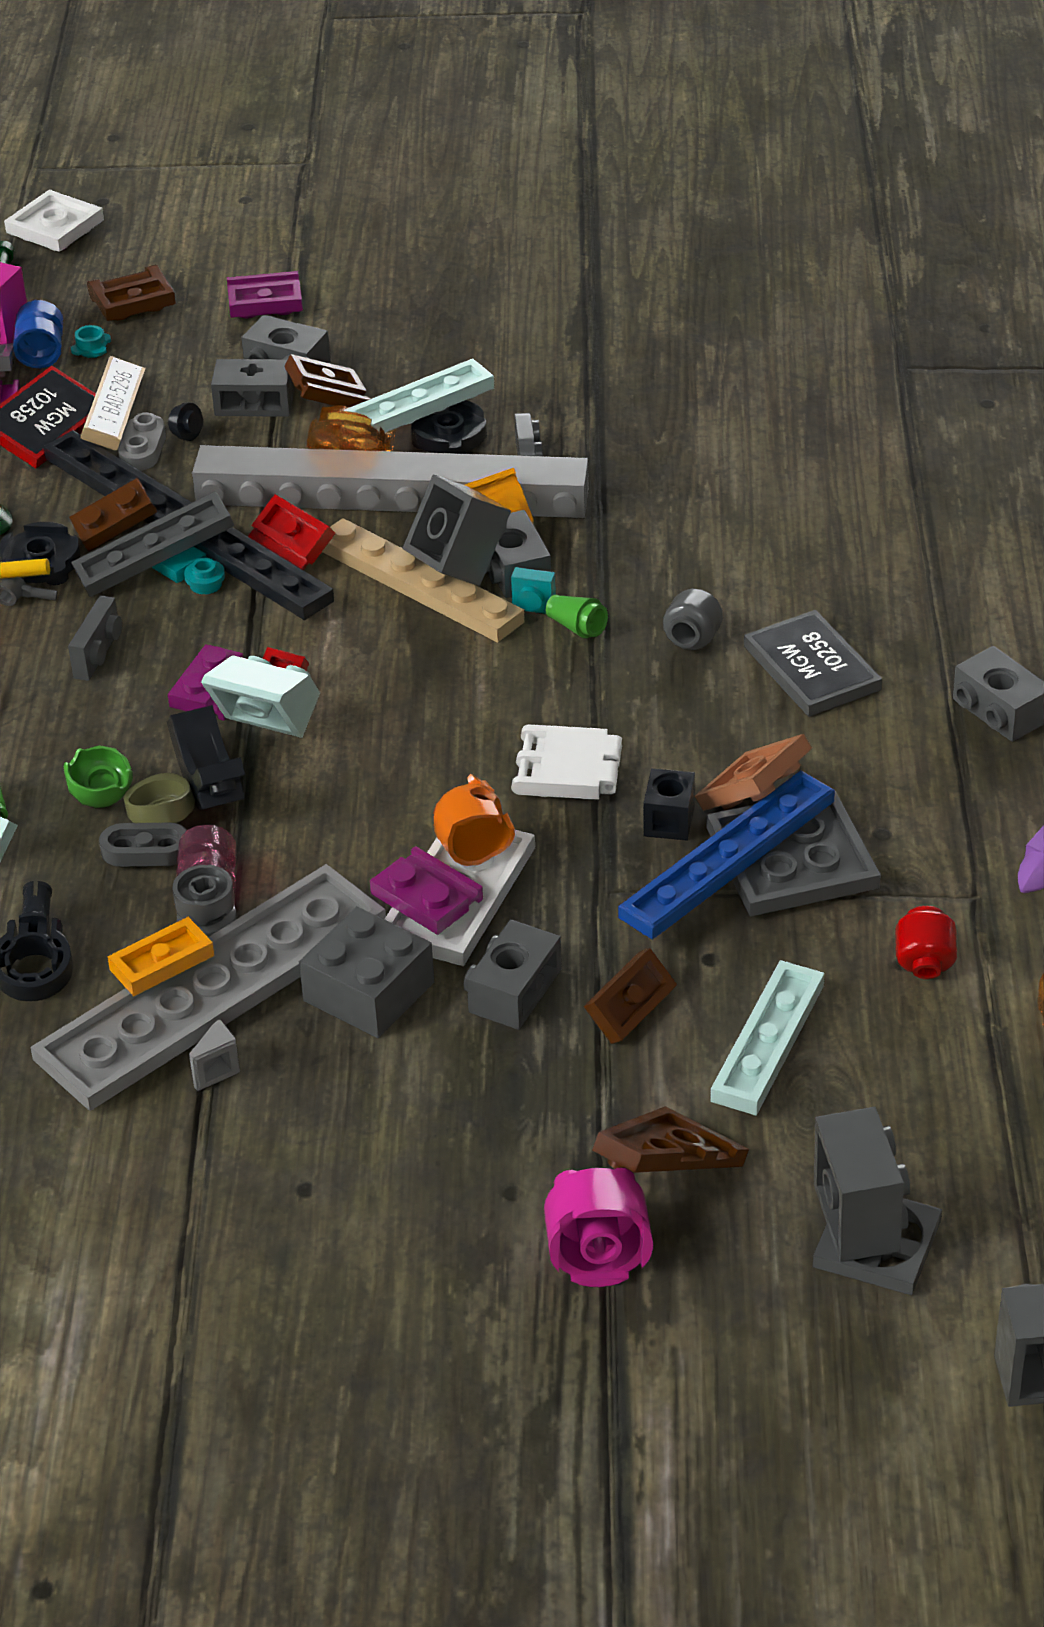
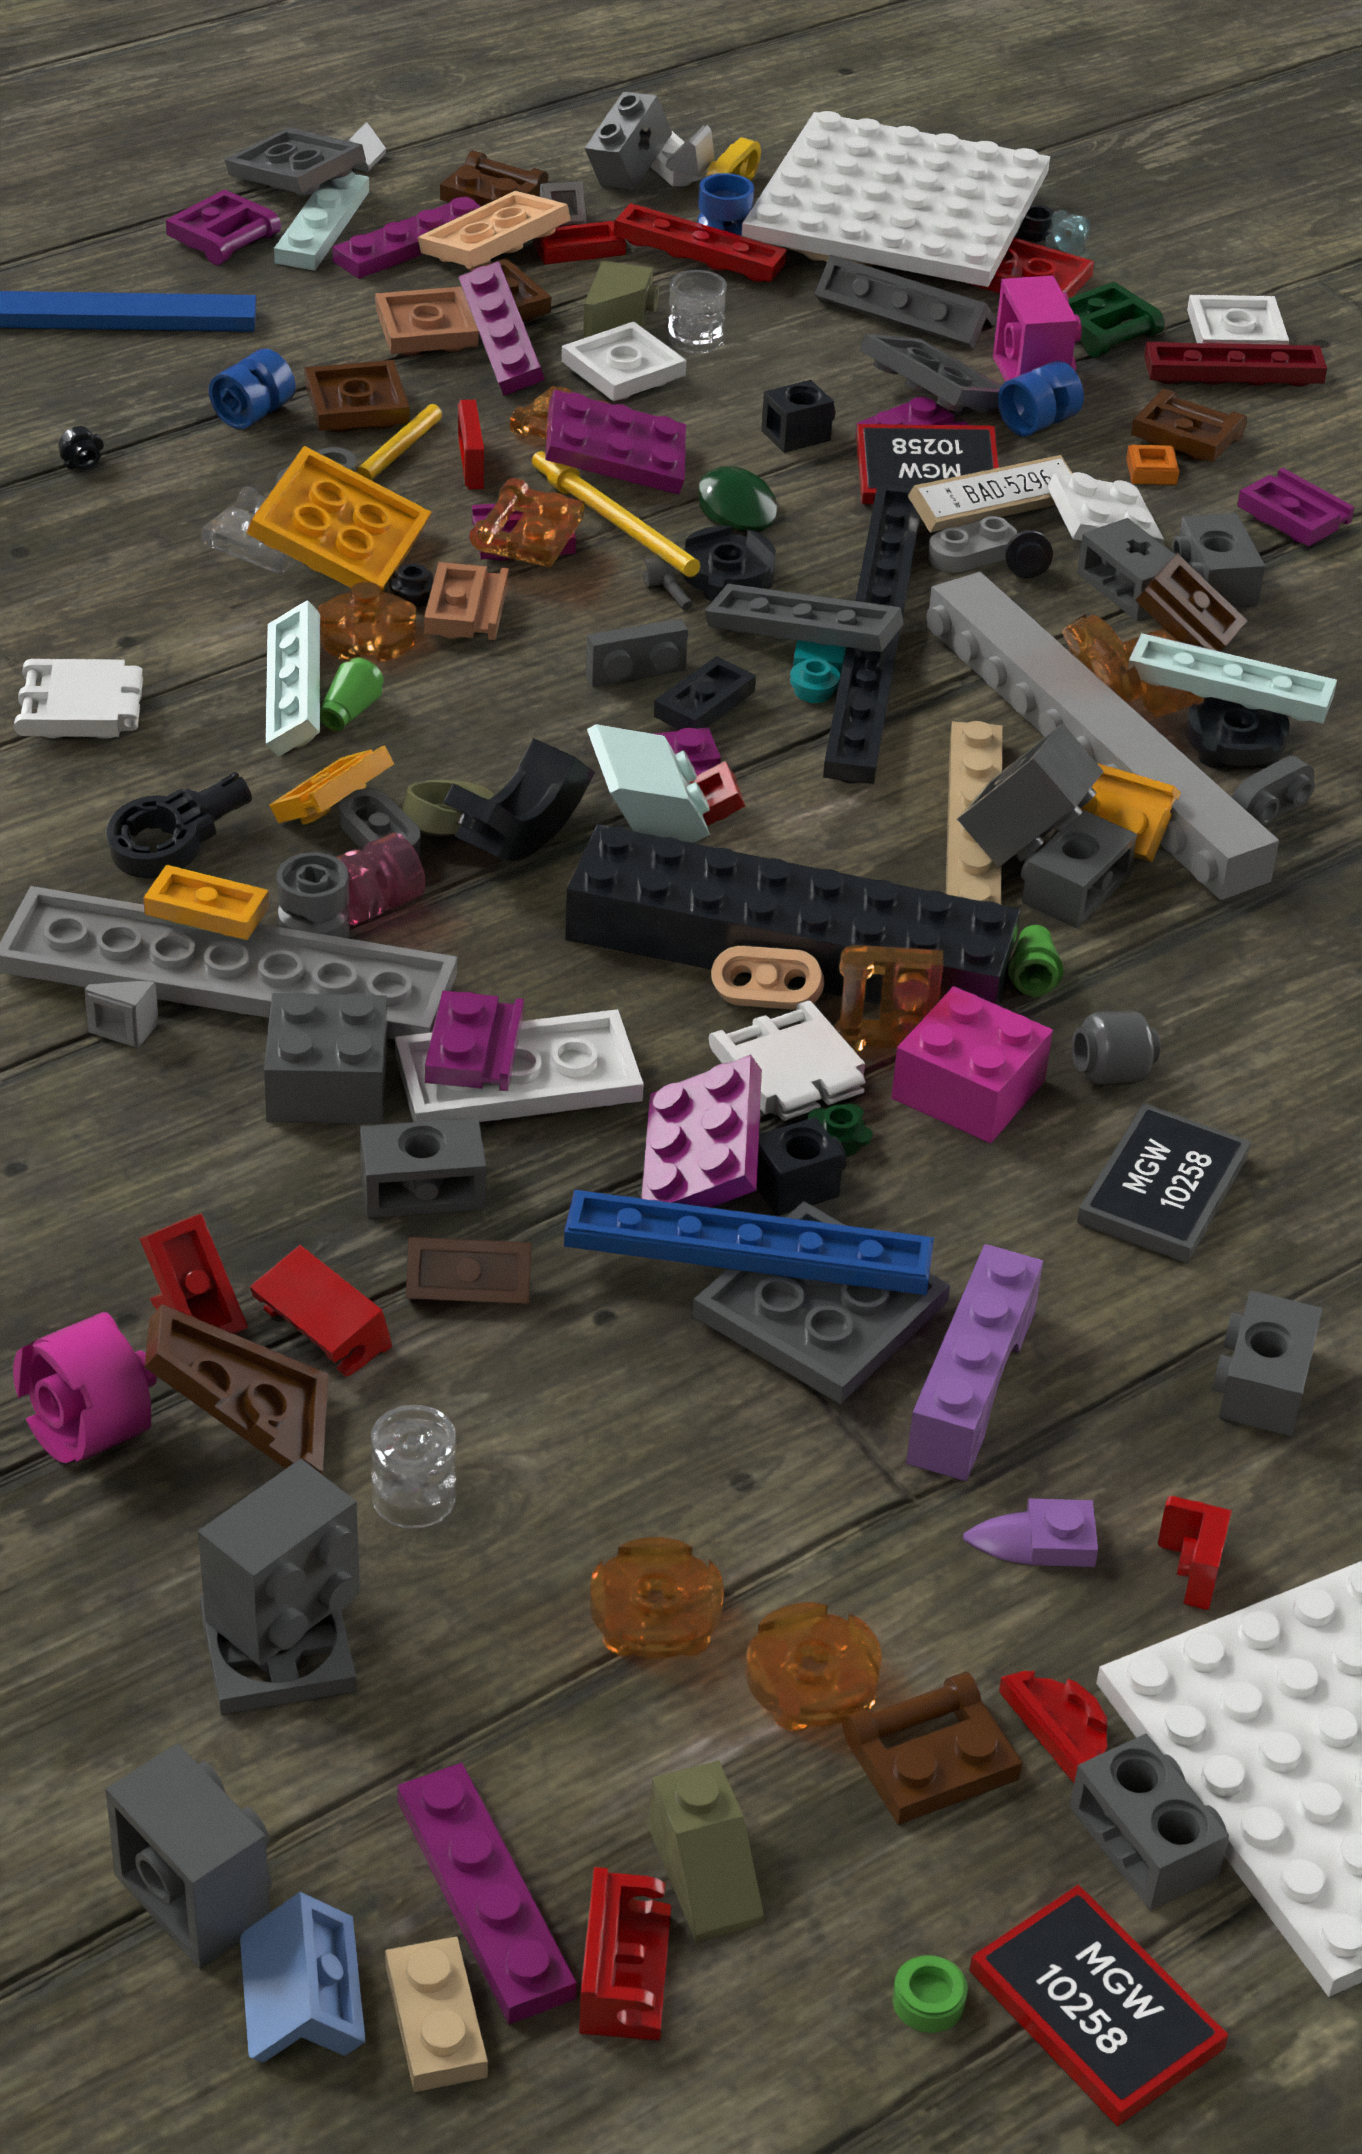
camera: 50 degrees right, 0 degrees up
(82, 844) = (320, 792): none -> light orange plate
(90, 341) = (1081, 438): teal plate -> none
(91, 242) = (1235, 363): none -> dark red plate
(98, 776) = (436, 747): bright green hair -> none
(112, 514) = (829, 574): reddish brown plate -> none
(148, 329) = (1152, 464): none -> orange tile
(171, 630) = (705, 695): none -> black plate
(177, 369) = (1096, 503): none -> white plate
(290, 532) = (926, 701): red plate -> none
(443, 700) = (698, 900): none -> black brick
(472, 823) = (581, 1015): orange helmet -> none
(484, 735) = (770, 976): none -> light nougat plate
(530, 1136) = (192, 1274): none -> red slope
(532, 589) = (1035, 902): teal plate -> none
(575, 680) = (907, 995): none -> clear orange plate
(607, 1077) = (324, 1309): none -> red hinge
(615, 830) = (704, 1136): none -> plate
(639, 770) = (846, 1125): none -> dark green plate
(651, 684) = (971, 1064): none -> dark pink brick
(754, 773) = (921, 1209): nougat plate -> none
(767, 1038) = (528, 1405): light aqua plate -> none
(793, 1095) = (413, 1466): none -> clear wheel
(926, 941) = (769, 1476): red head -> none
(939, 833) = (964, 1378): none -> medium lavender arch
(975, 1062) = (652, 1629): none -> clear orange plate

